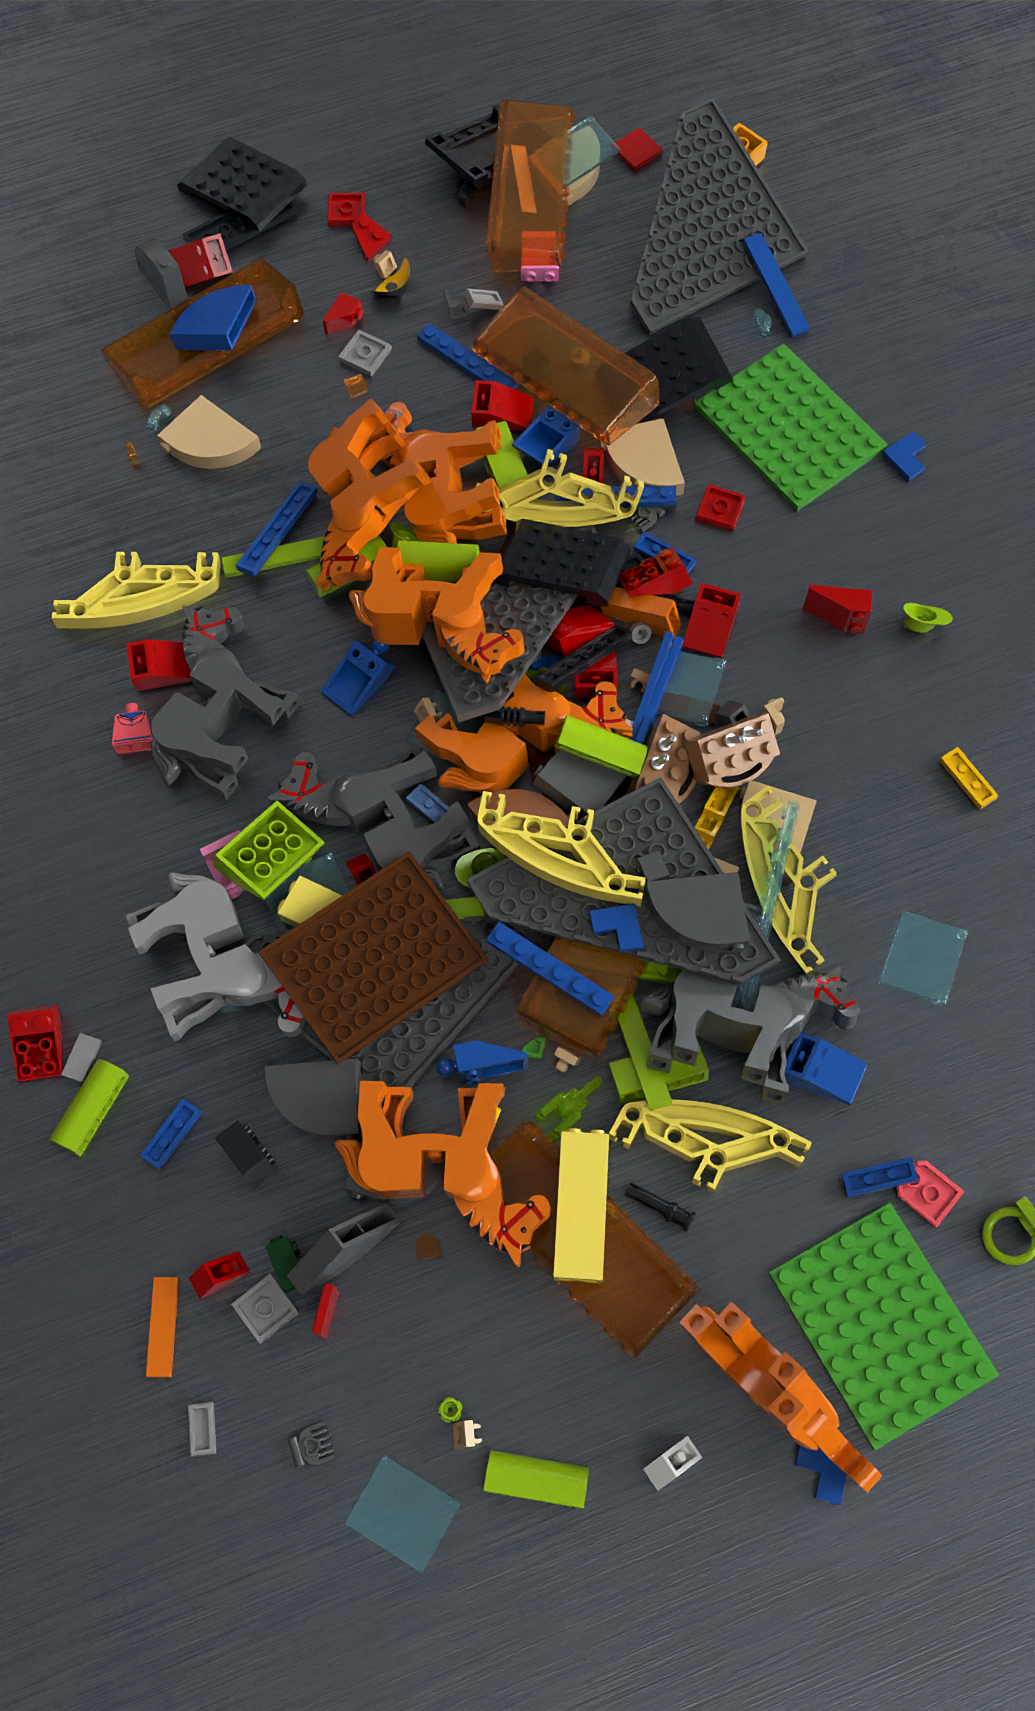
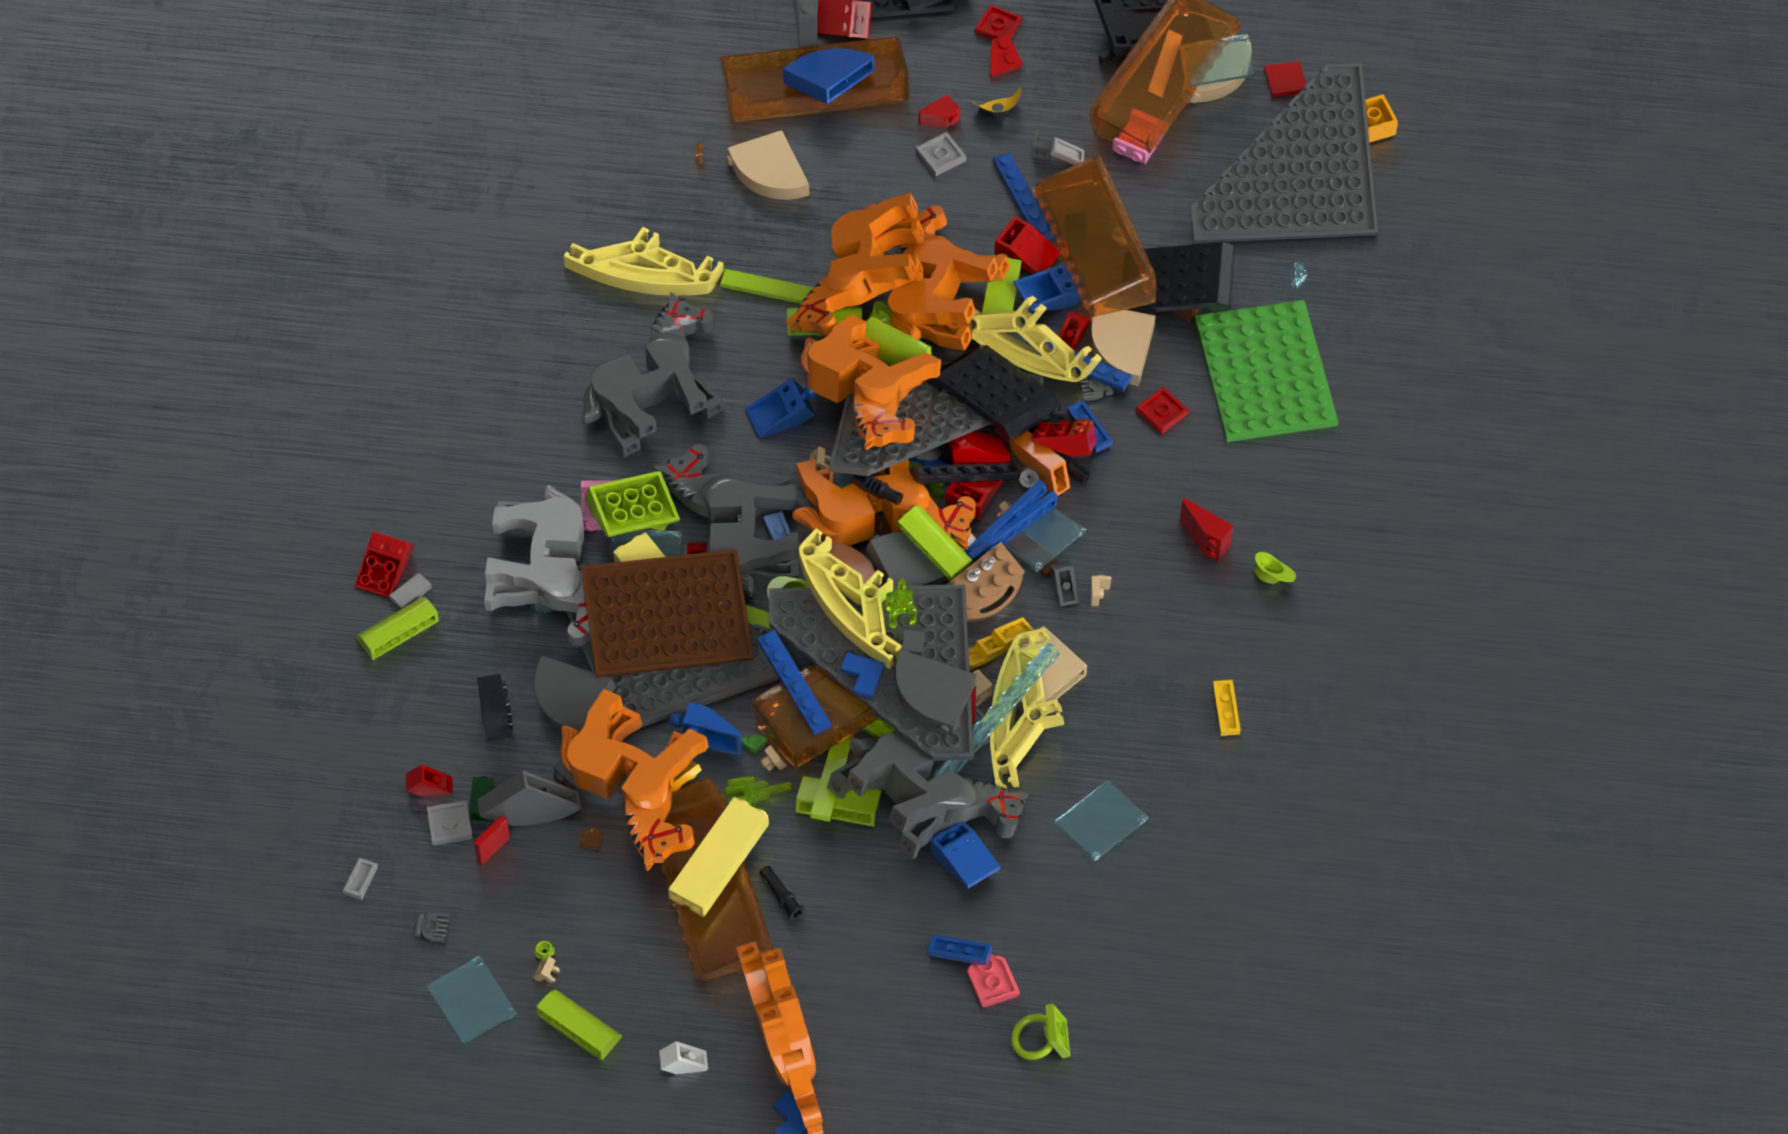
camera: 25 degrees right, 10 degrees down
(132, 731) = (578, 370): coral torso -> none
(154, 417) = (735, 131): clear light blue arm -> none
(157, 664) = (625, 328): red slope -> none
(162, 1327) = (369, 799): orange tile -> none
(171, 1134) = (447, 673): blue plate -> none
(276, 528) = (782, 265): blue plate -> none
(356, 386) = (917, 178): clear orange tile -> none
(384, 264) = (1001, 86): tan tile -> none
(618, 831) = (900, 602): none -> clear neon green plant
(711, 620) = (1094, 493): red slope -> none
(733, 751) = (1041, 597): piece -> none
(752, 1134) = (877, 875): light yellow piece -> none
(776, 285) = (1328, 248): blue tile -> none
(883, 1326) = (898, 1049): bright green plate -> none
(902, 455) = (1346, 435): blue tile -> none

